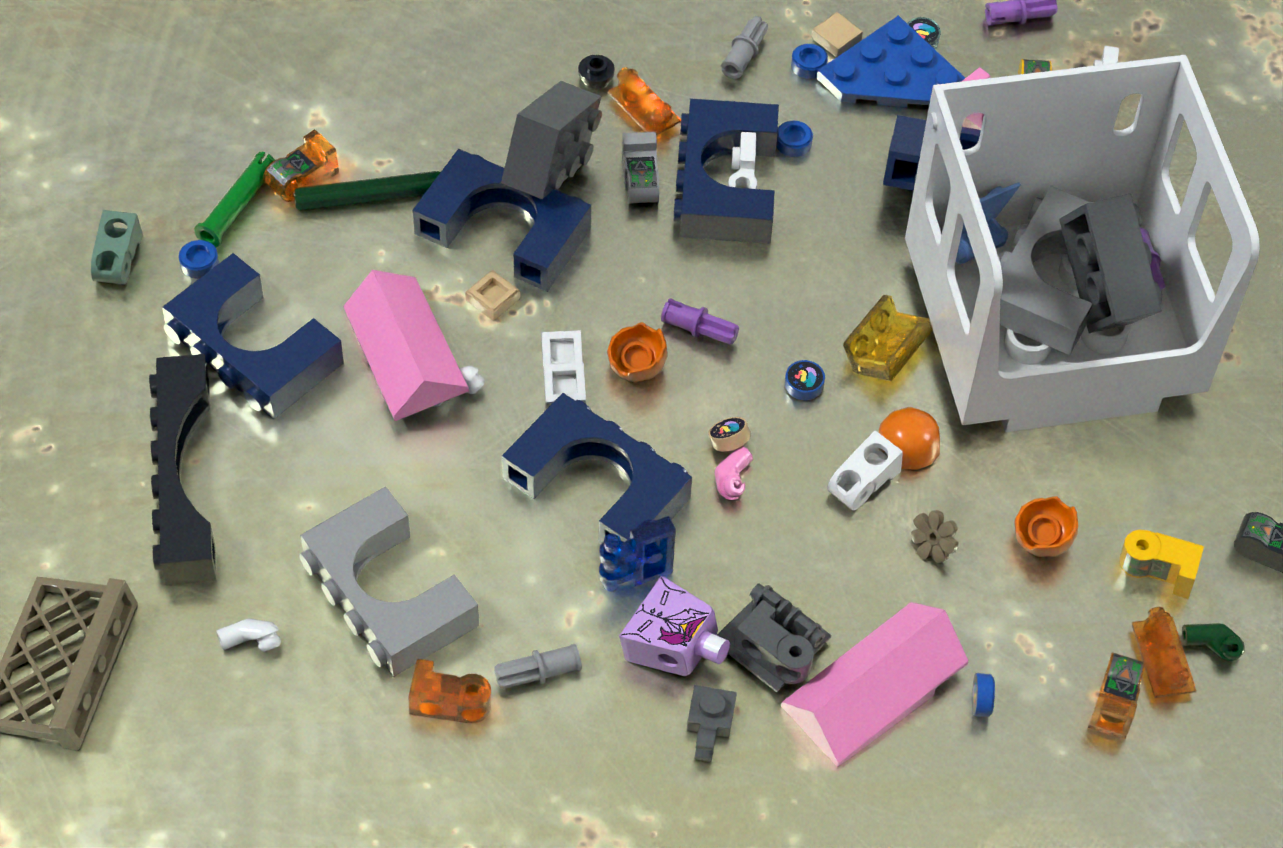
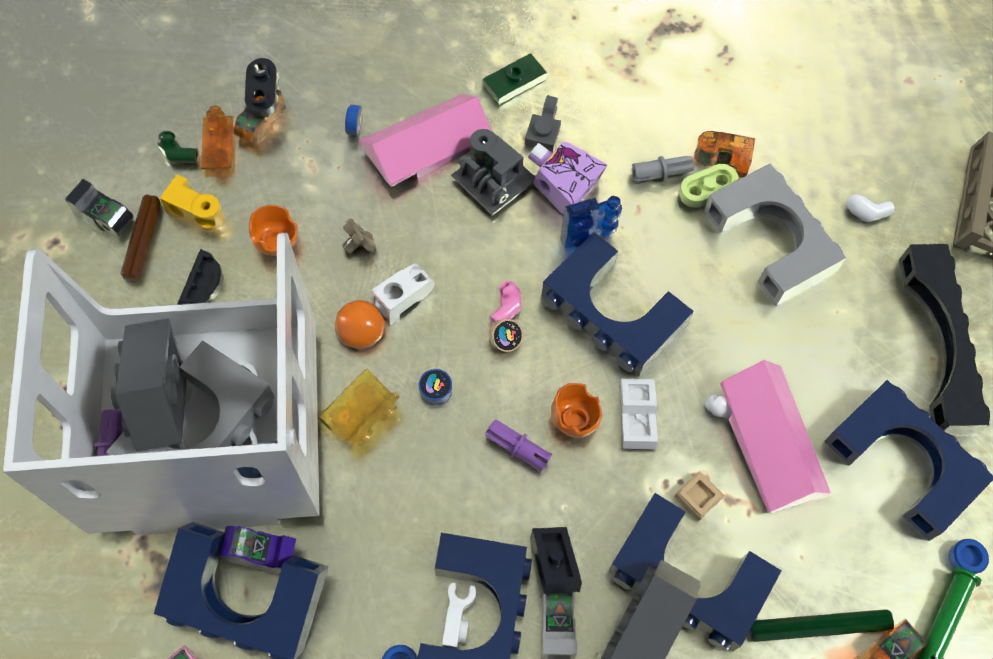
camera: 175 degrees left, 10 degrees up
(471, 643) = (705, 183): none -> yellowish green plate
(649, 213) = (555, 560): none -> black plate
(762, 794) = (514, 78): none -> dark green plate
(1115, 478) = (203, 281): none -> black tile
(1119, 696) = (261, 84): none -> black plate
(1213, 521) = (140, 238): none -> reddish brown axle

